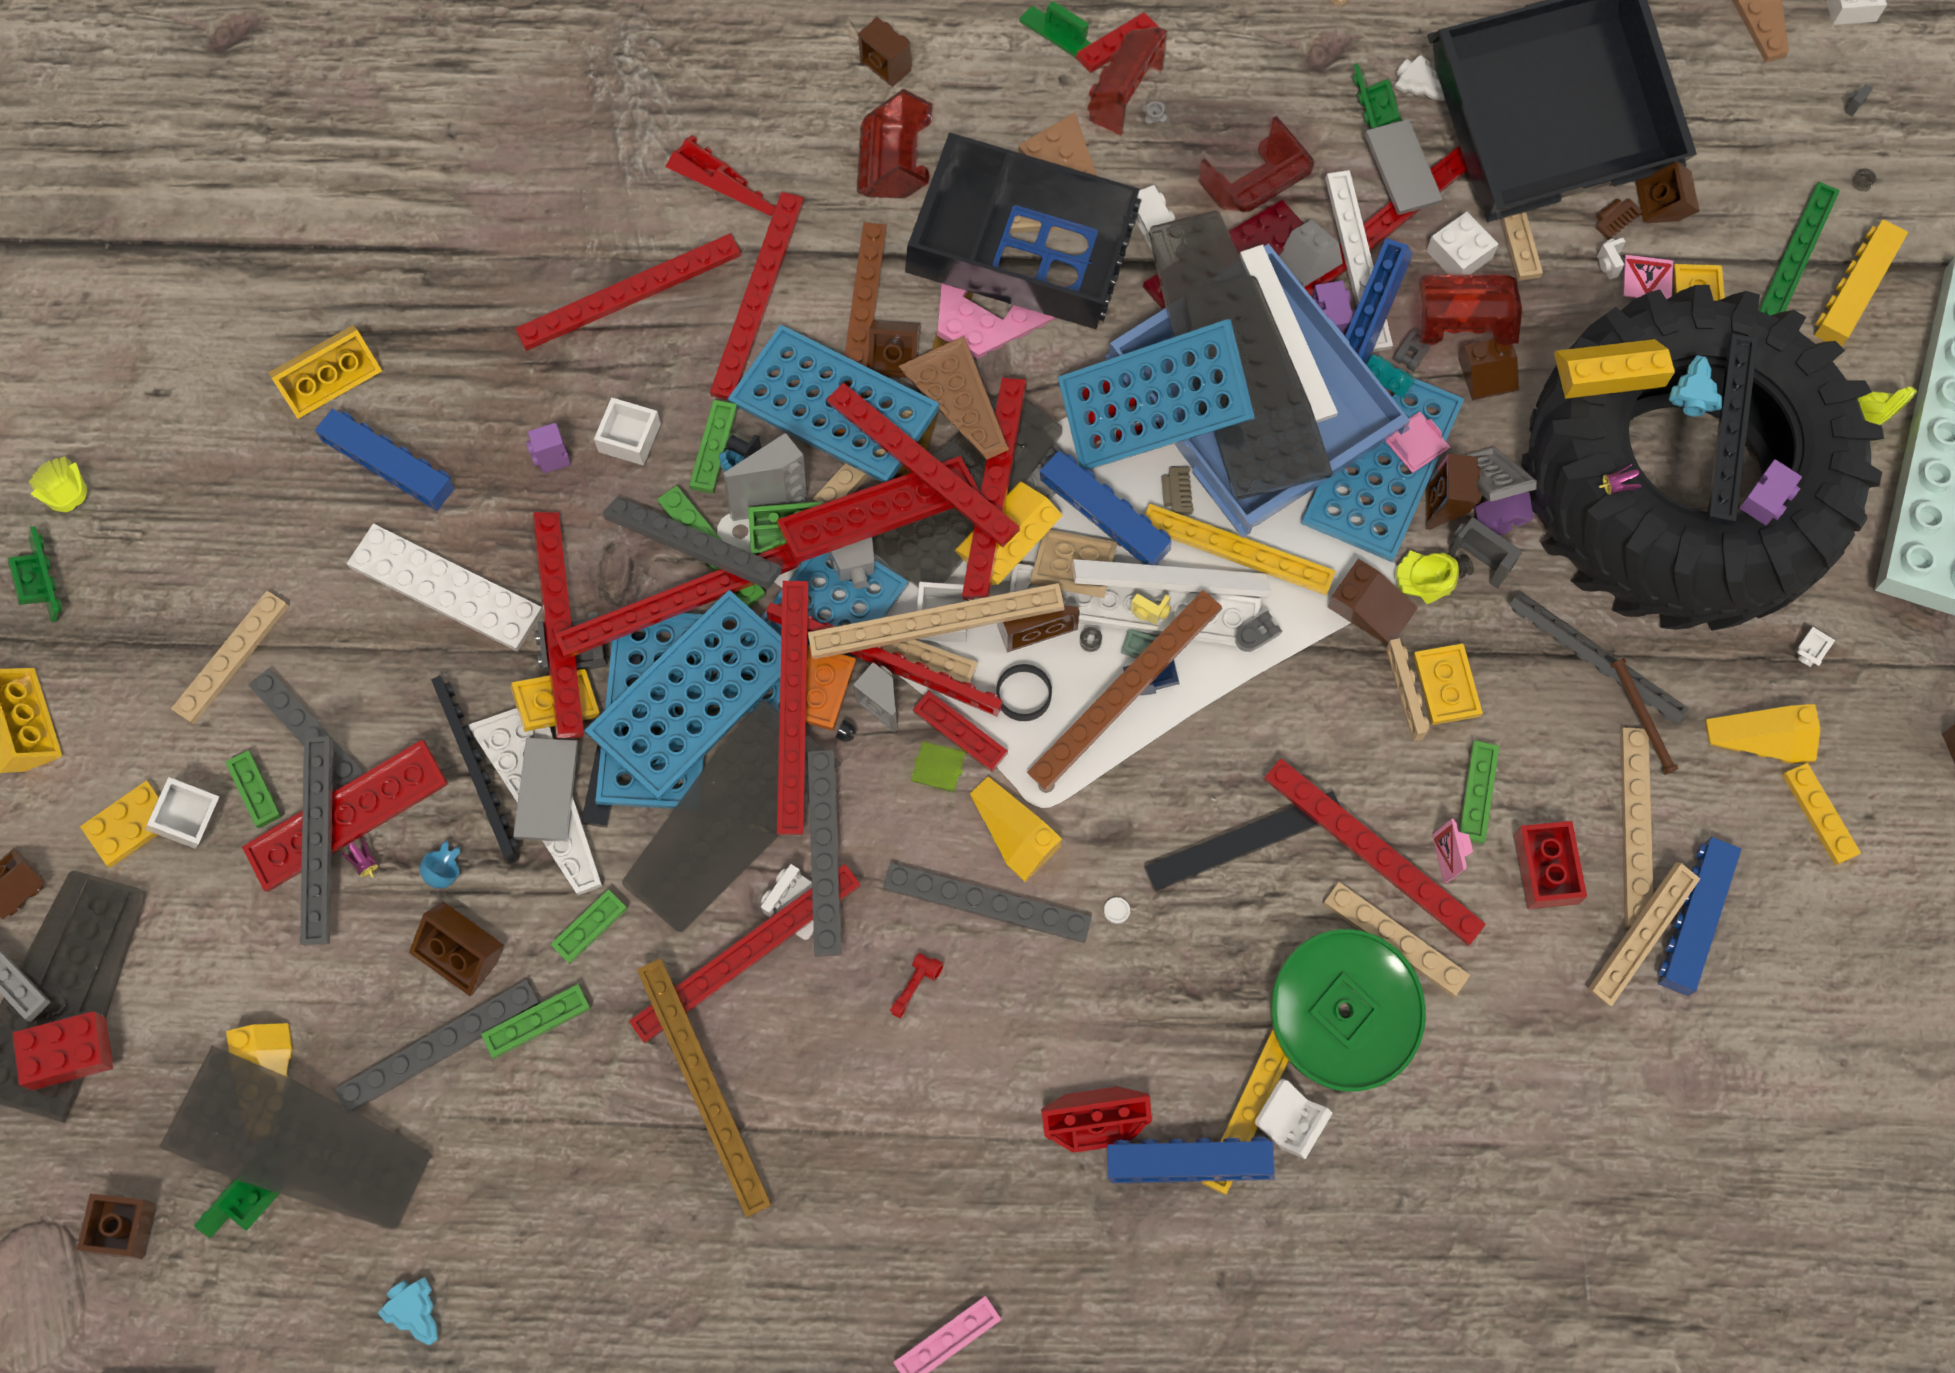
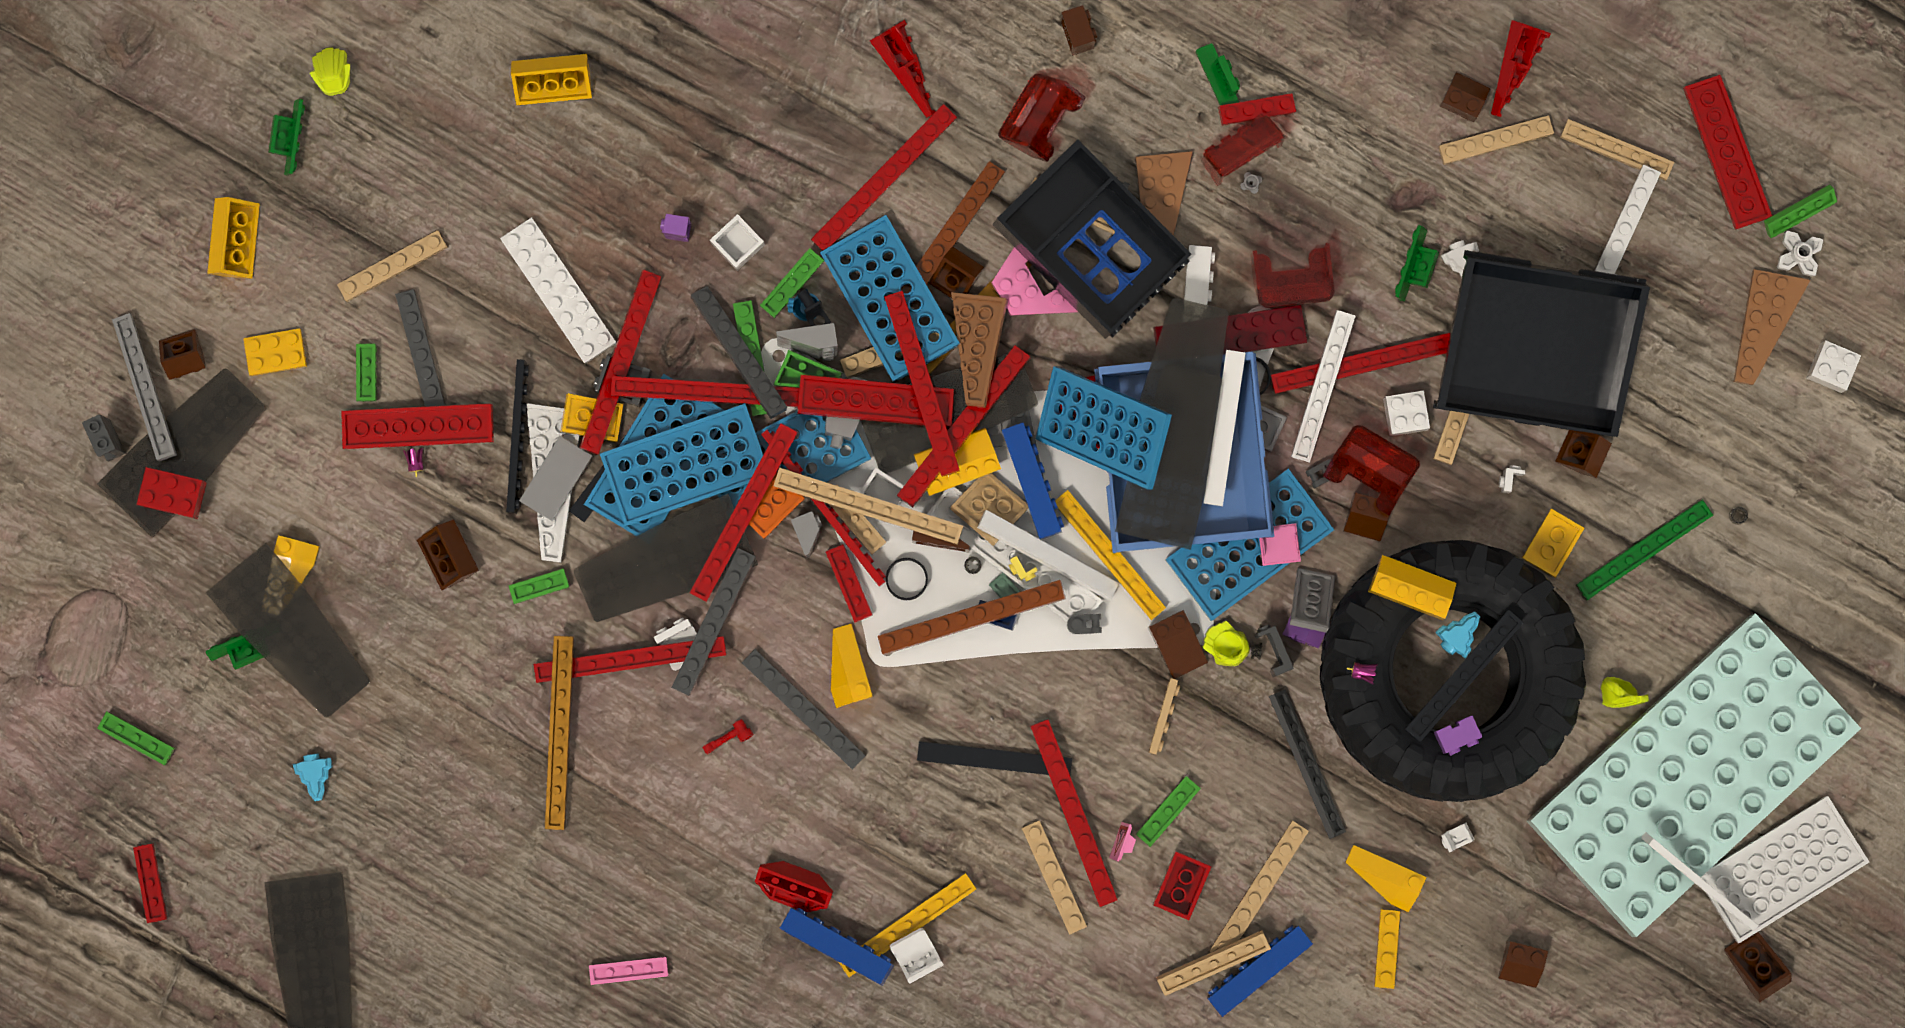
camera: 30 degrees right, 15 degrees up
(116, 1226) = (157, 624): reddish brown brick -> none
(182, 813) = (313, 368): white piece -> none
(316, 841) = (391, 436): dark grey plate -> none
(385, 459) = (561, 172): blue brick -> none
(435, 1047) = (406, 613): dark grey plate -> none
(439, 867) = (462, 494): dark azure piece -> none
(535, 1021) = (475, 631): bright green plate -> none
(628, 292) = (794, 126): red plate -> none
(843, 733) = (773, 542): black hinge -> none
(938, 767) = (822, 598): clear neon green piece -> none
(1116, 910) = (885, 759): white piece -> none
(1173, 491) = (1090, 486): dark tan piece -> none
(1310, 253) = (1290, 362): light grey slope -> none
(1334, 302) = (1284, 409): medium lavender brick -> none
(1378, 297) = (1307, 432): blue brick -> none
(1383, 1003) = (999, 933): green dish -> none
(1389, 377) = (1293, 493): teal hinge -> none
(1403, 167) = (1401, 329): light grey tile -> none
(1447, 684) = (1193, 727): yellow plate -> none
(1452, 490) = (1276, 598): reddish brown slope -> none
(1616, 213) = (1534, 443): reddish brown piece -> none
(1644, 716) = (1309, 821): reddish brown bar -> none
(1647, 275) = (1525, 509): bright pink piece -> none
(1857, 99) = (1776, 450): dark grey plate -> none
(1861, 282) = (1676, 595): yellow brick -> none

